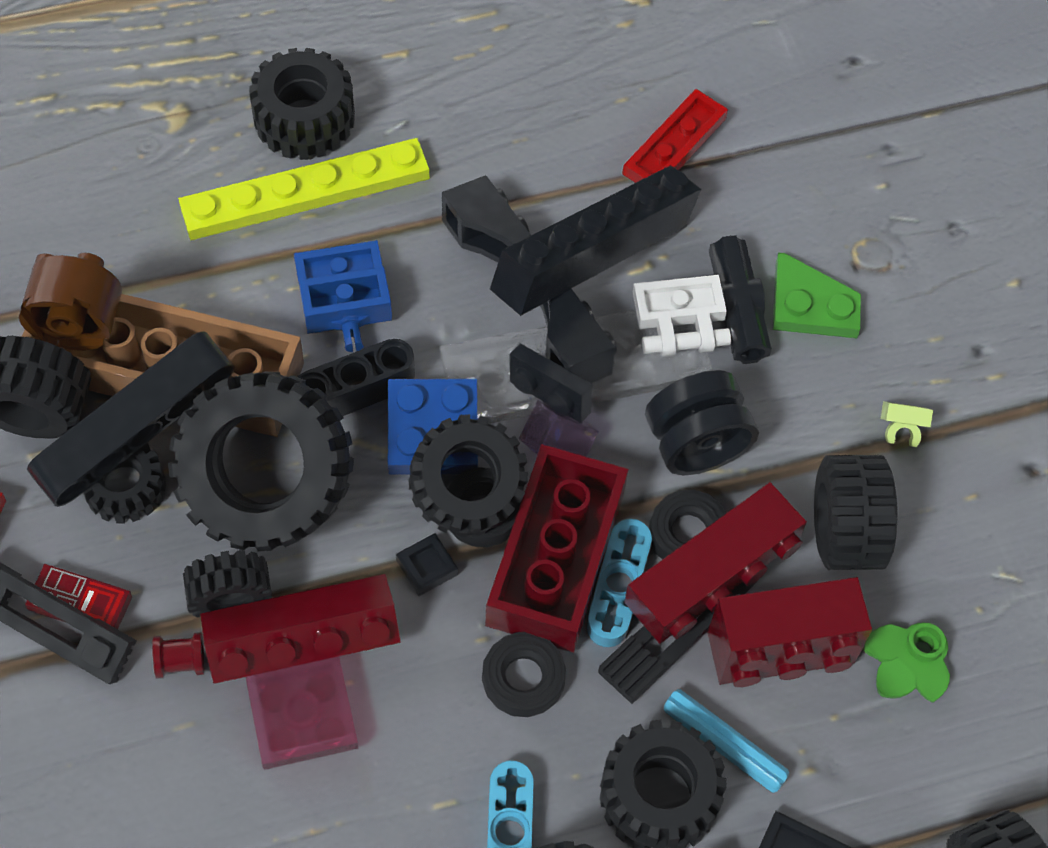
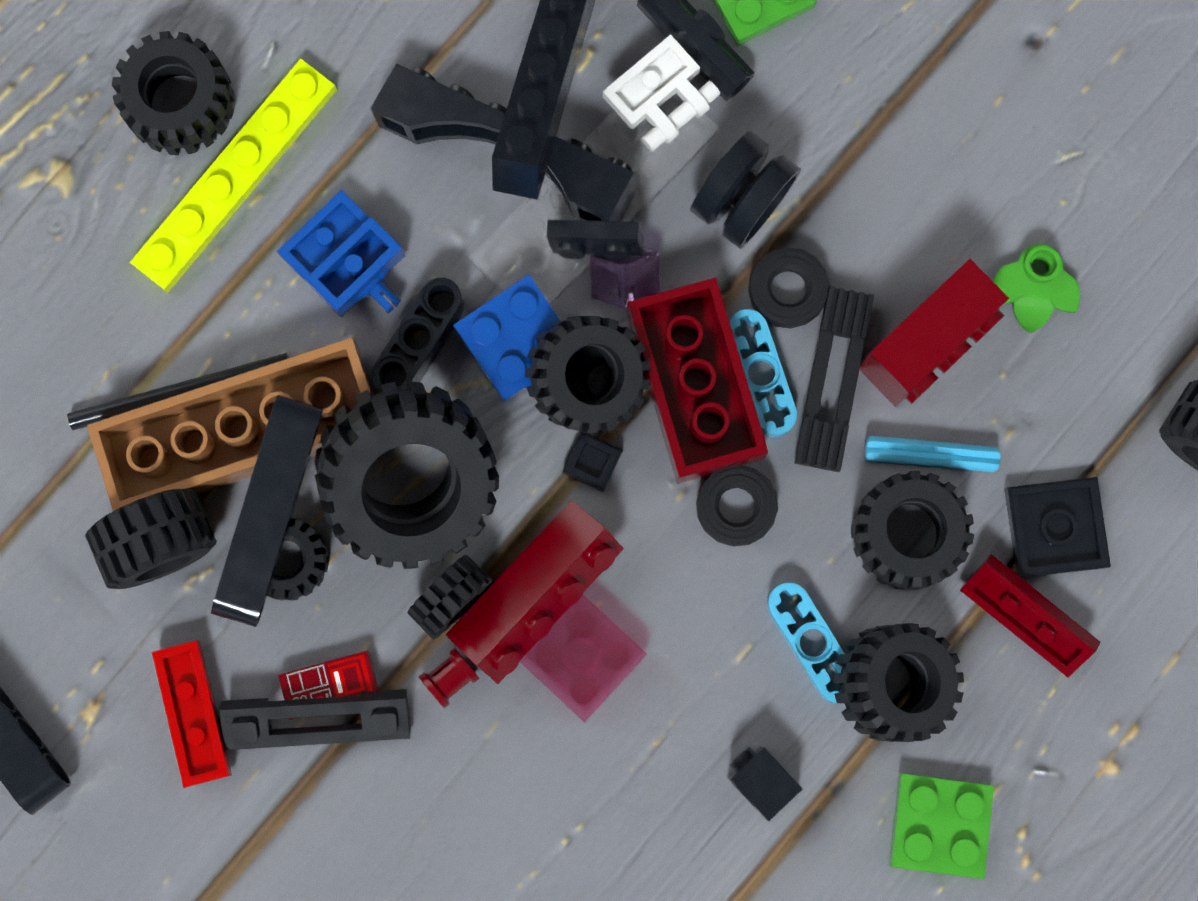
camera: 30 degrees left, 20 degrees up
(71, 300) = (139, 445): reddish brown brick -> none
(715, 563) = (838, 312): dark red brick -> none
(855, 512) = (925, 191): black tyre -> none
(905, 417) = (905, 62): yellowish green tile -> none

